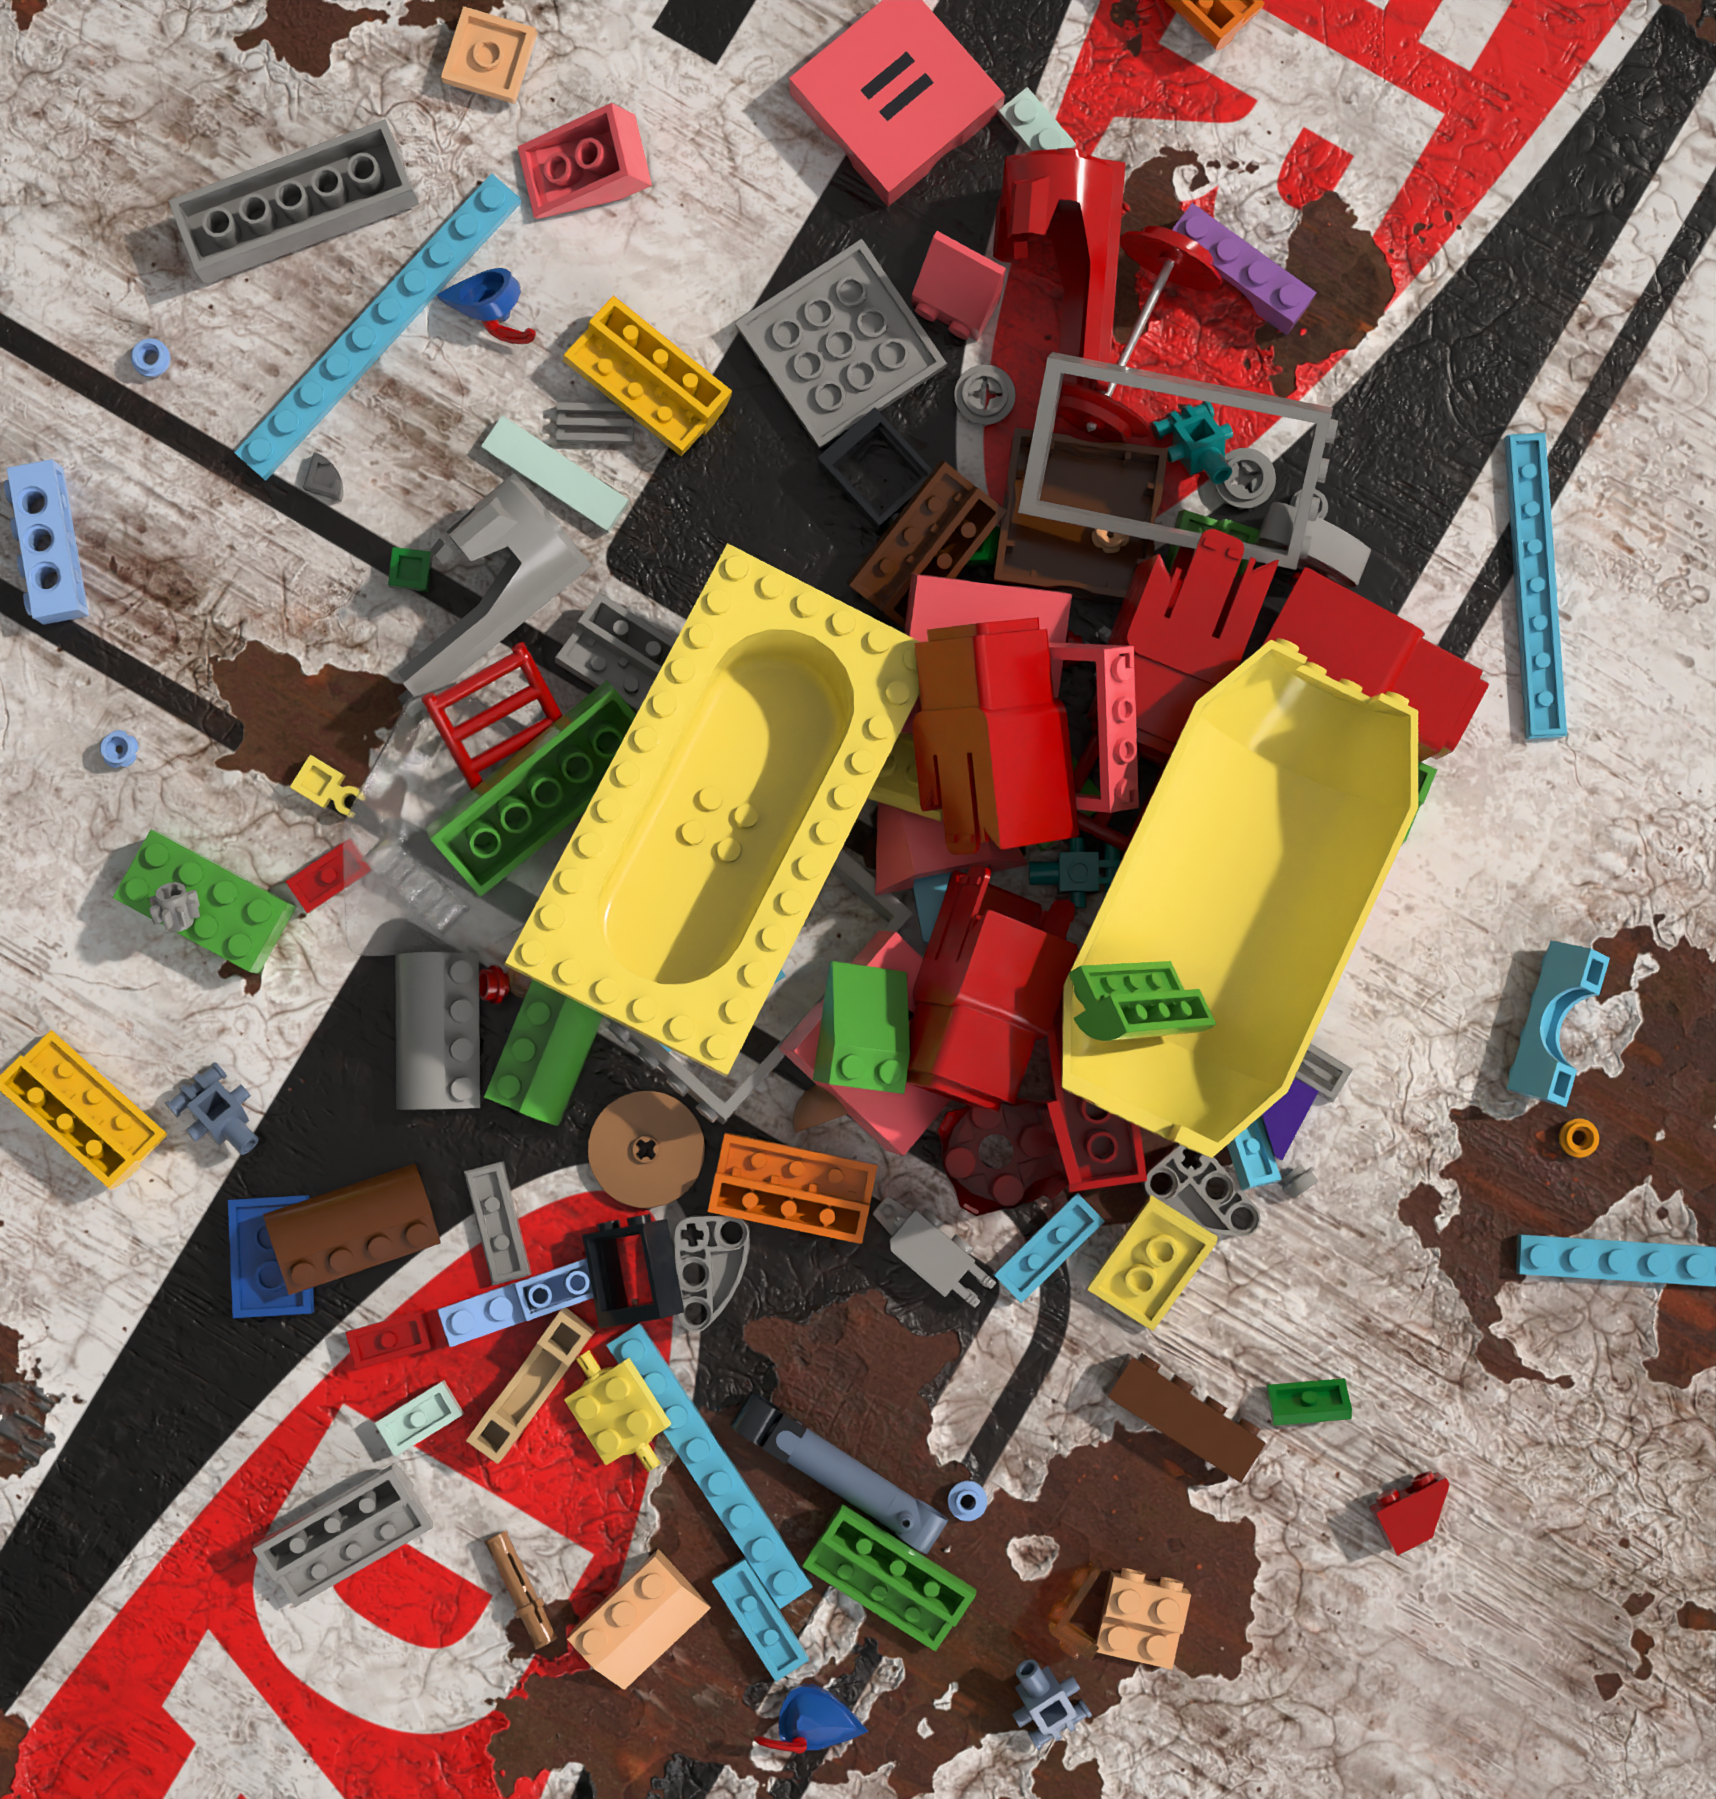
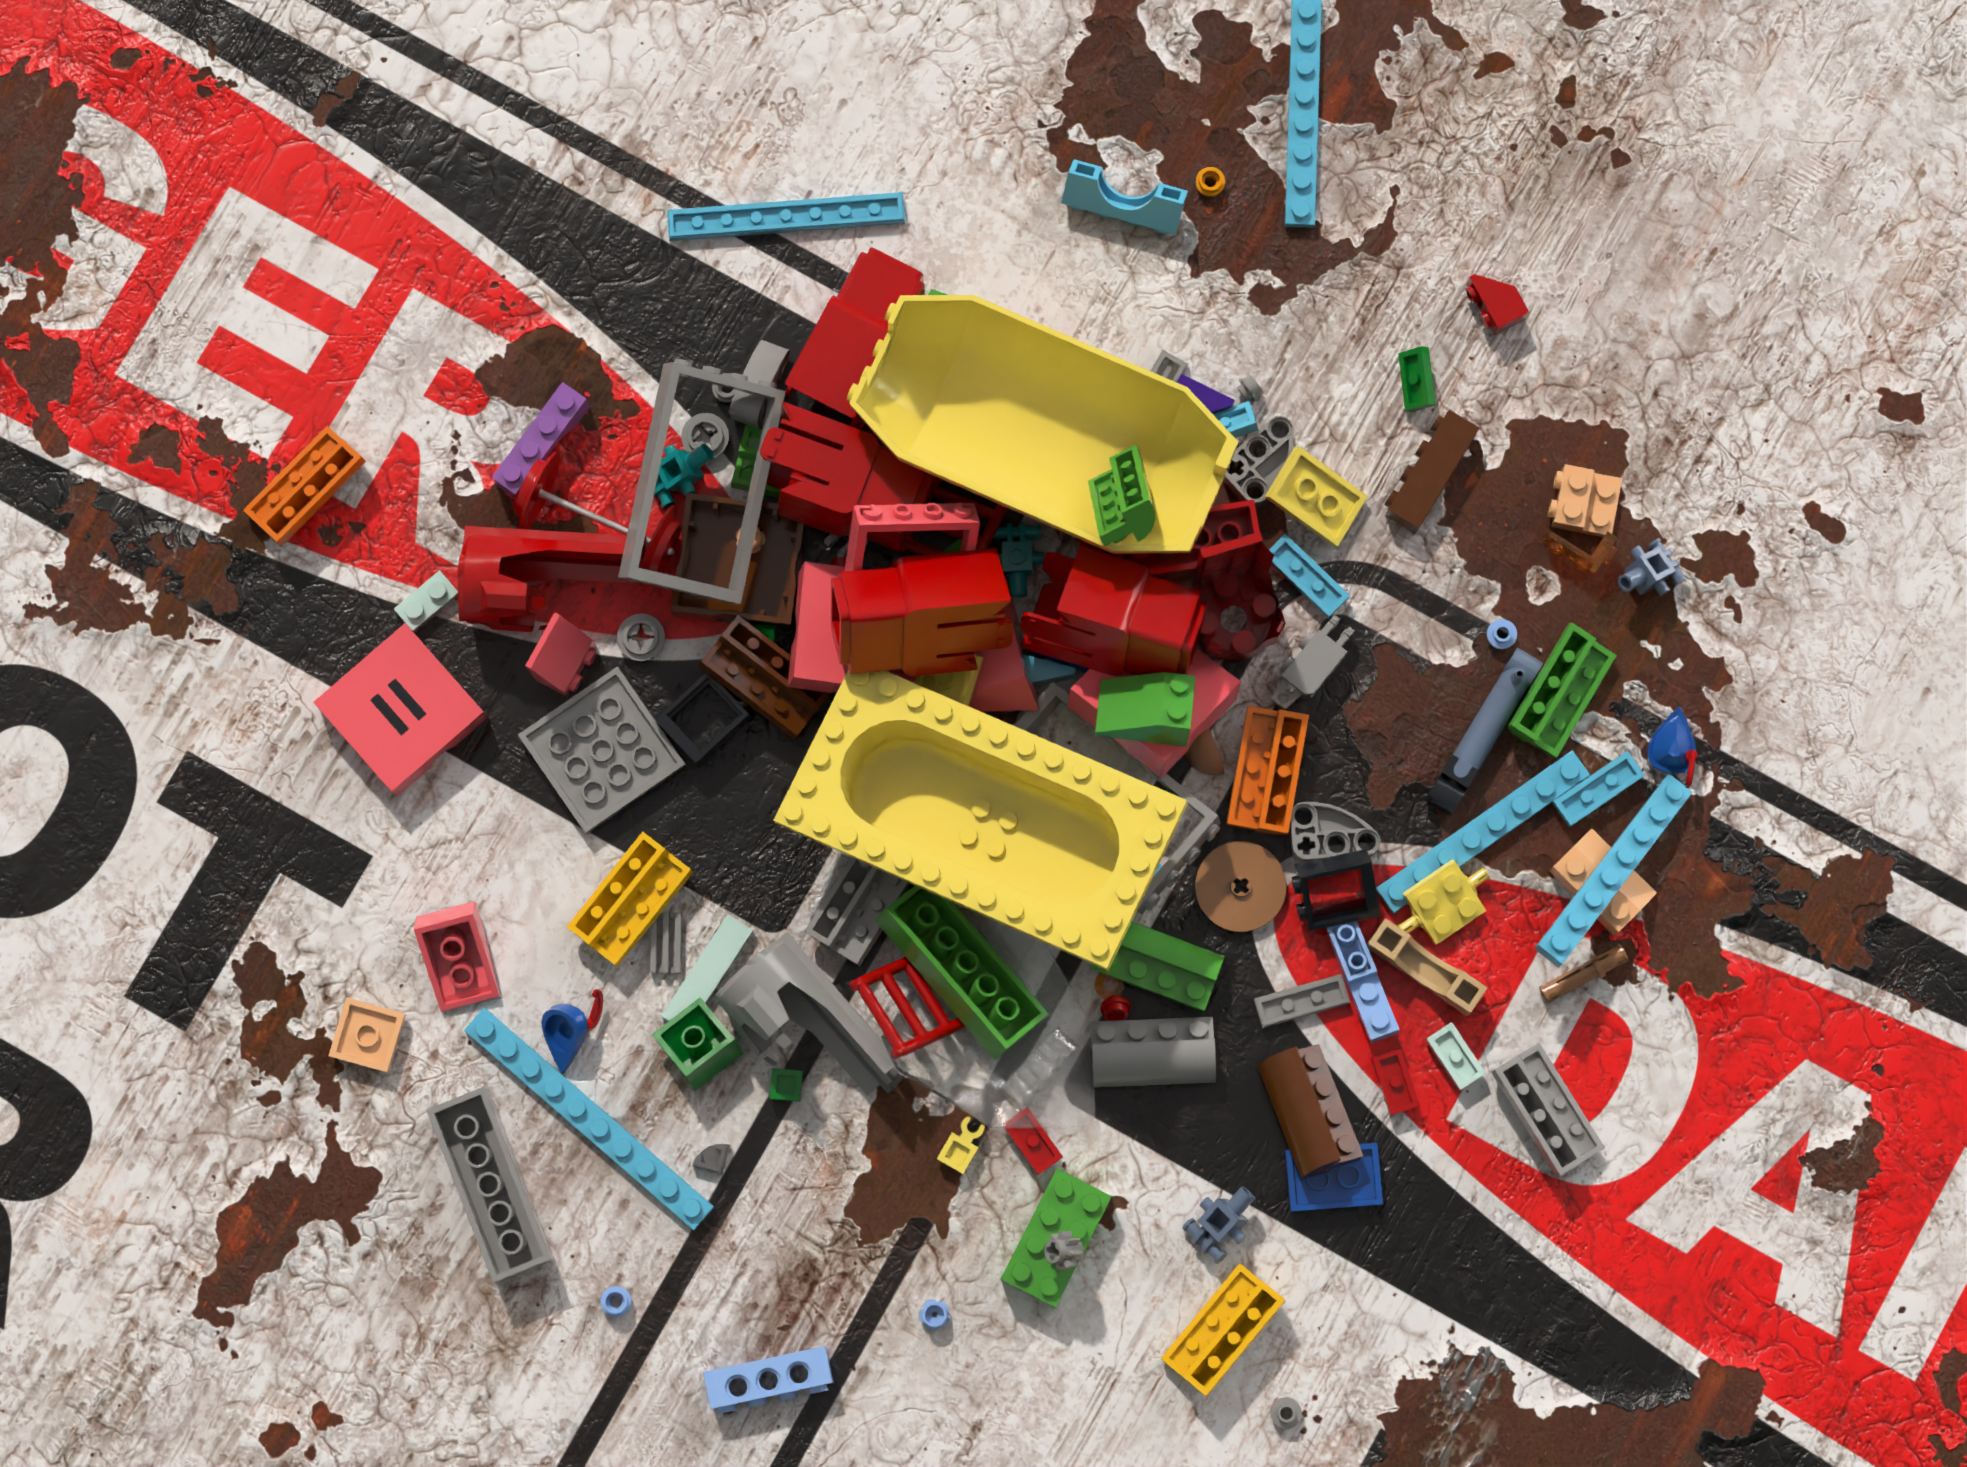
camera: 85 degrees left, 5 degrees down
(462, 458) = (697, 1044): none -> green slope
(644, 1635) = (1613, 870): none -> medium azure plate

